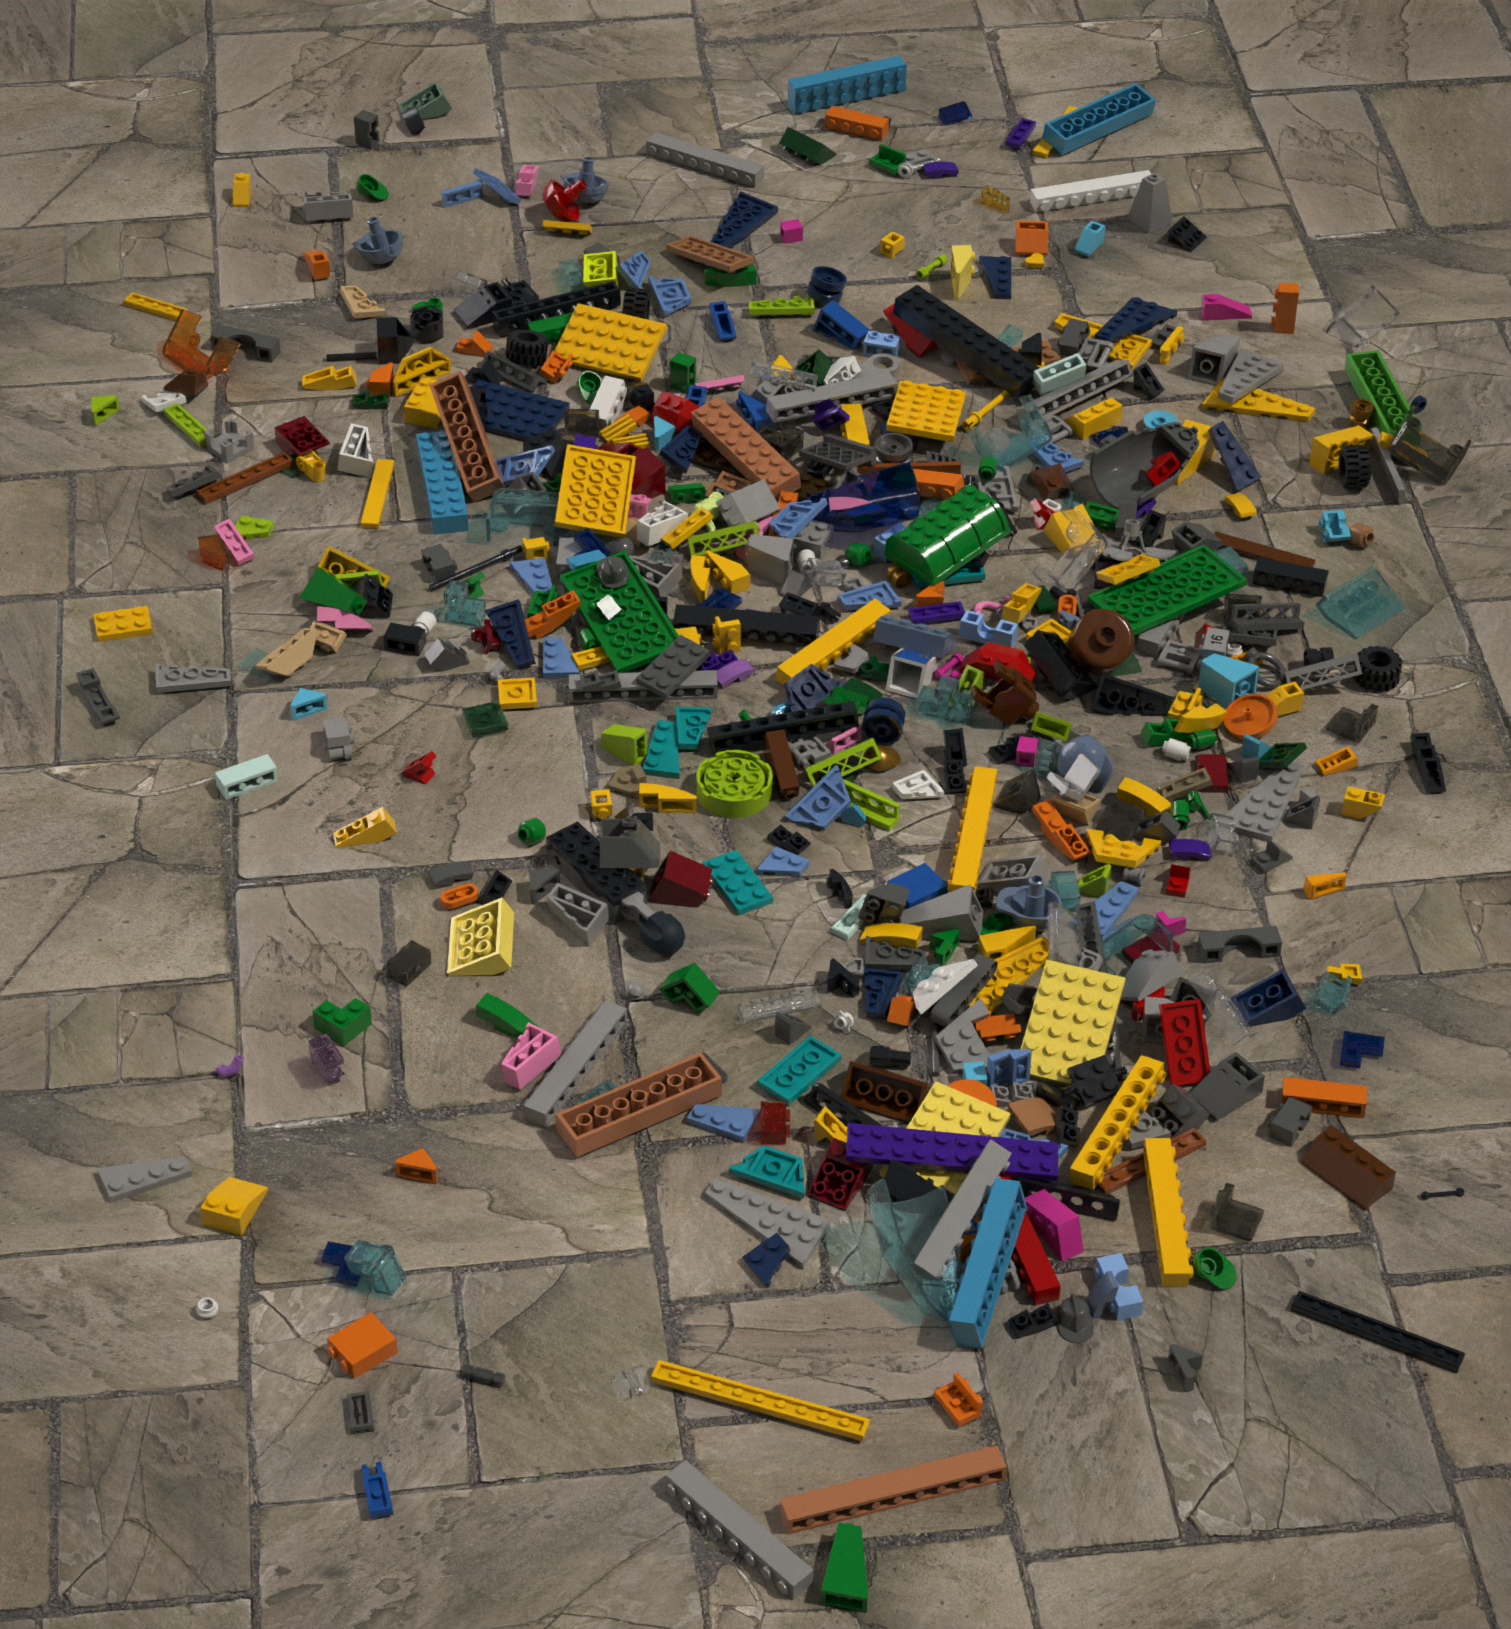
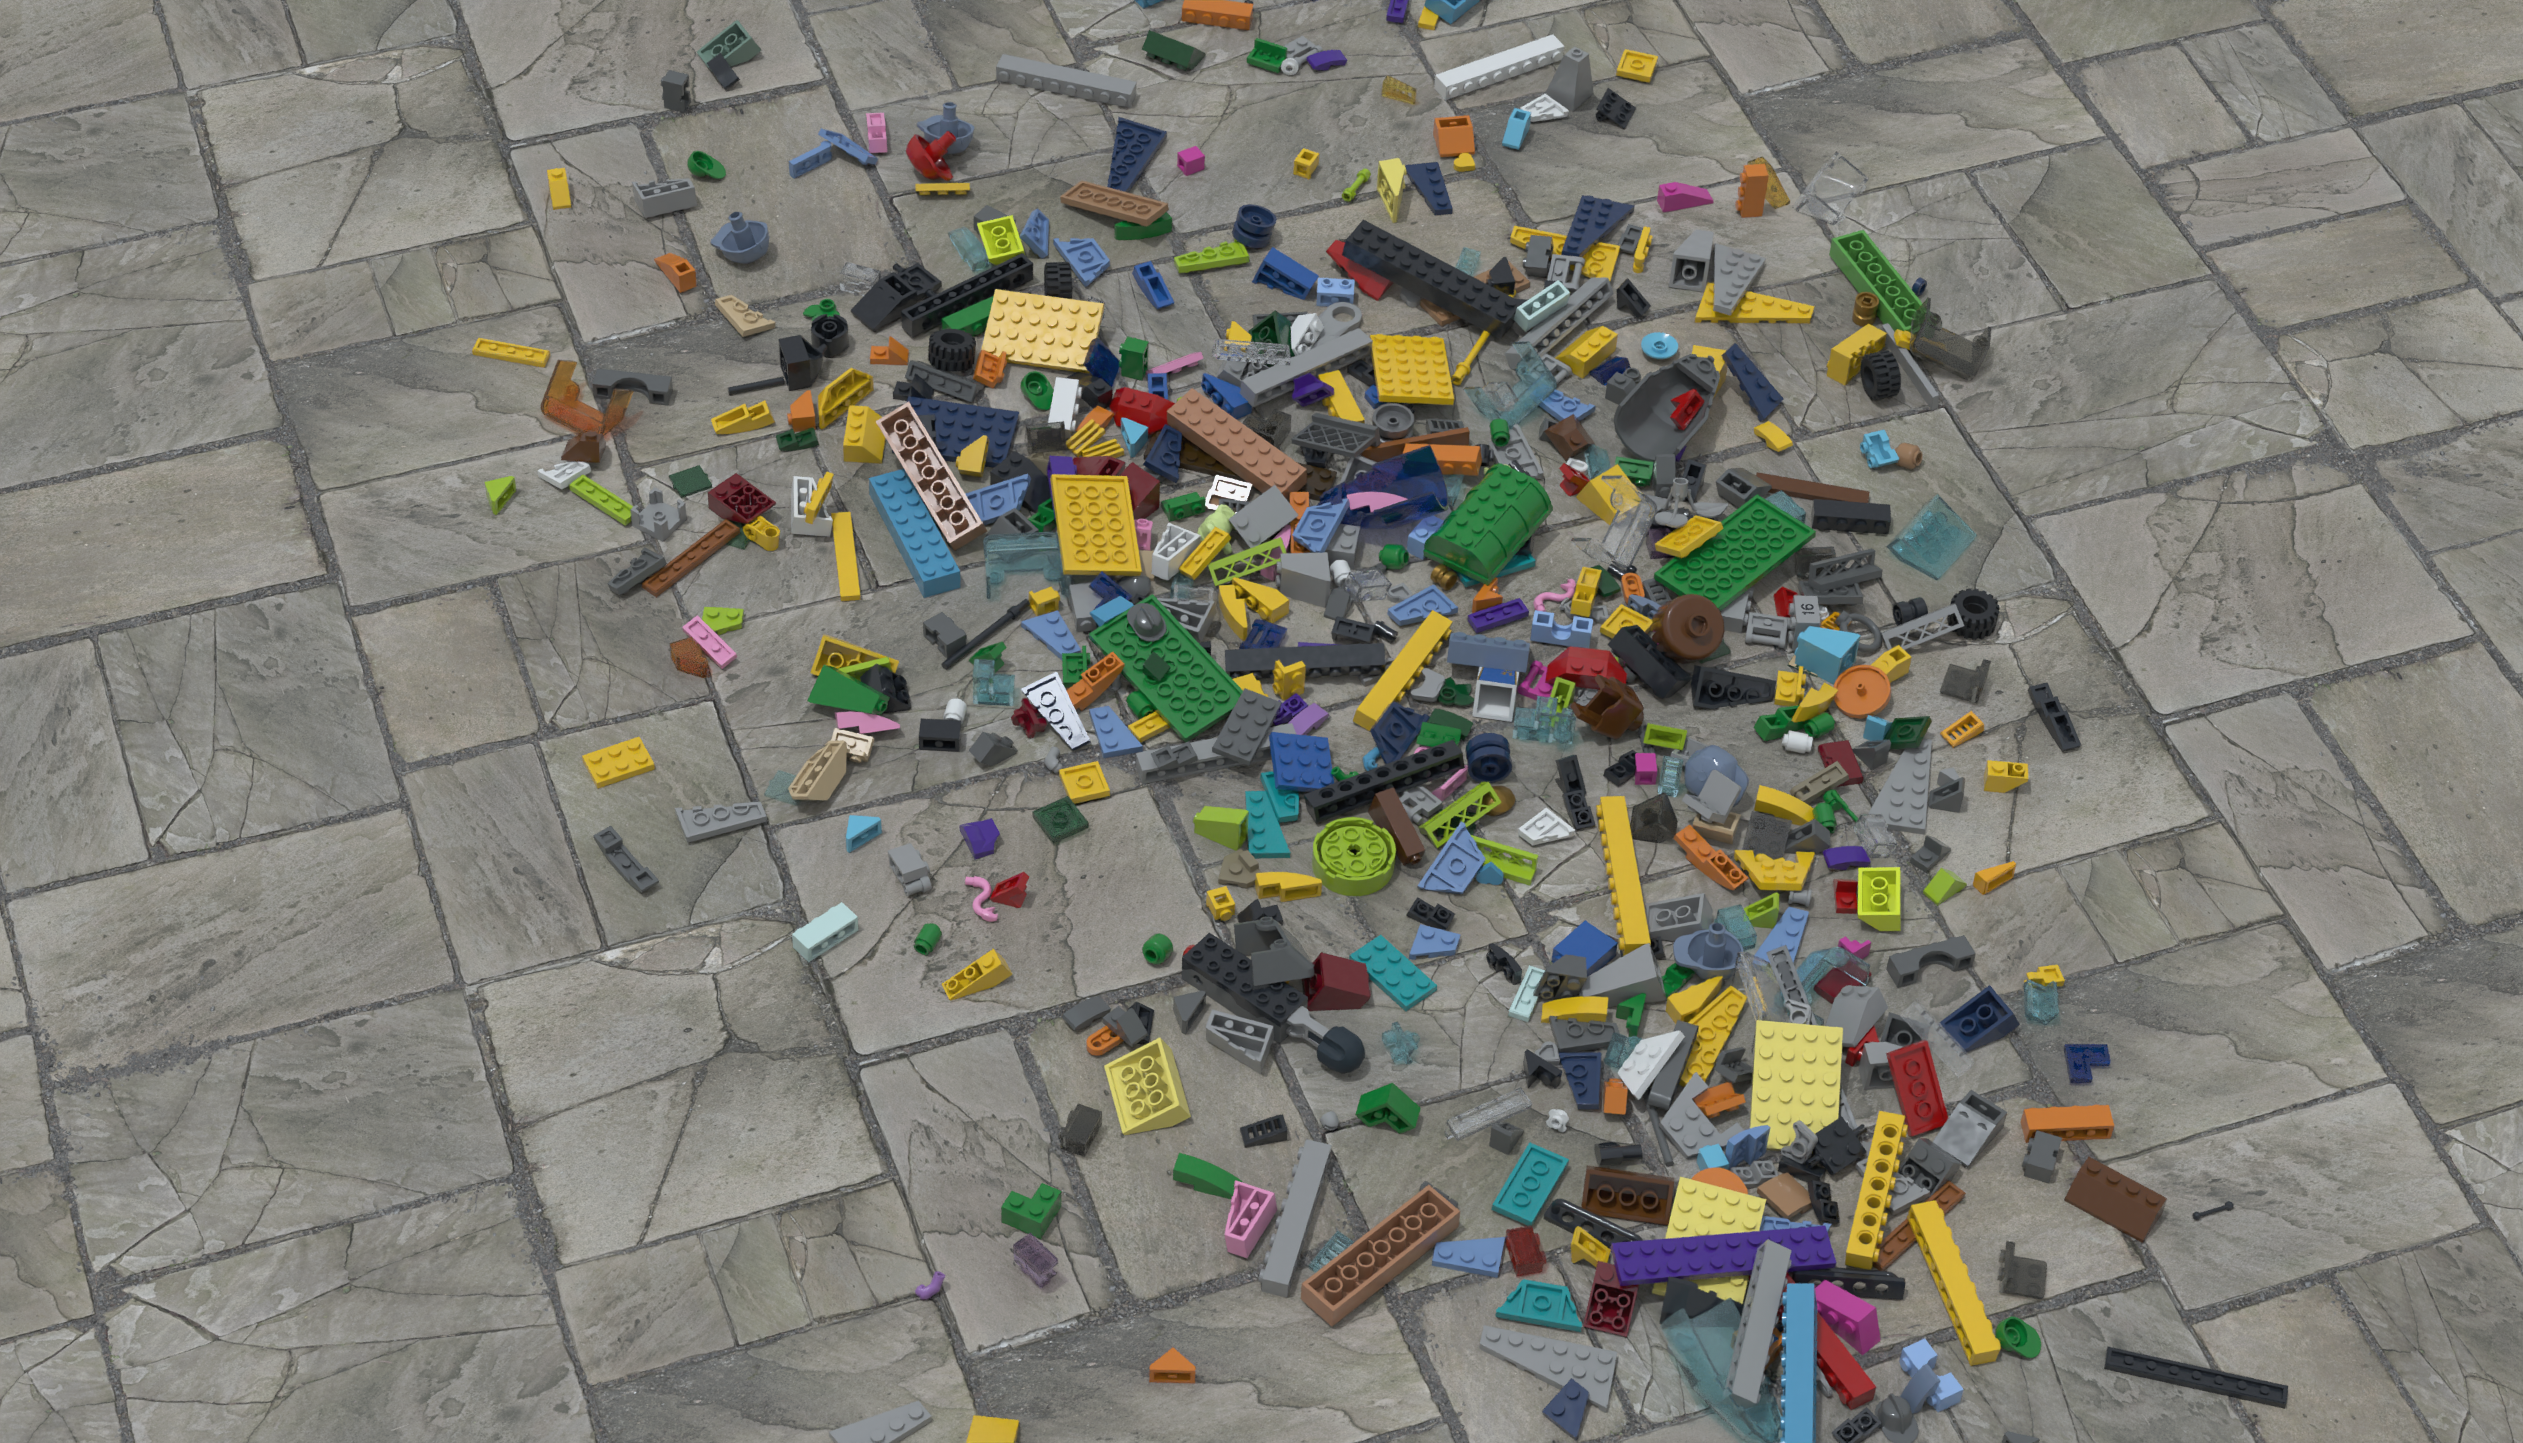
camera: 15 degrees left, 5 degrees up
(267, 420) = (690, 481): none -> clear green piece
(333, 794) = (927, 938): none -> green brick
(365, 441) = (818, 497): none -> yellow plate
(394, 783) = (986, 914): none -> bright pink animal
(410, 723) = (980, 837): none -> dark purple slope
(478, 886) = (1125, 1025): none -> dark grey slope
(514, 430) = (973, 458): none -> yellow slope
(580, 990) = (1270, 1123): none -> black slope
(653, 372) = (1101, 362): none -> clear blue plate
(712, 700) = (1300, 762): none -> blue plate
(725, 937) = (1404, 1042): none -> clear light blue hips
(1061, 1074) = (1802, 1145): none -> light grey piece
(1122, 228) = (1545, 108): none -> white wing
(1208, 884) = (1880, 897): none -> neon yellow slope
(1218, 204) = (1637, 65): none -> yellow plate
(1274, 885) = (1943, 886): none -> lime slope
(1307, 308) = (1775, 192): none -> clear yellow slope

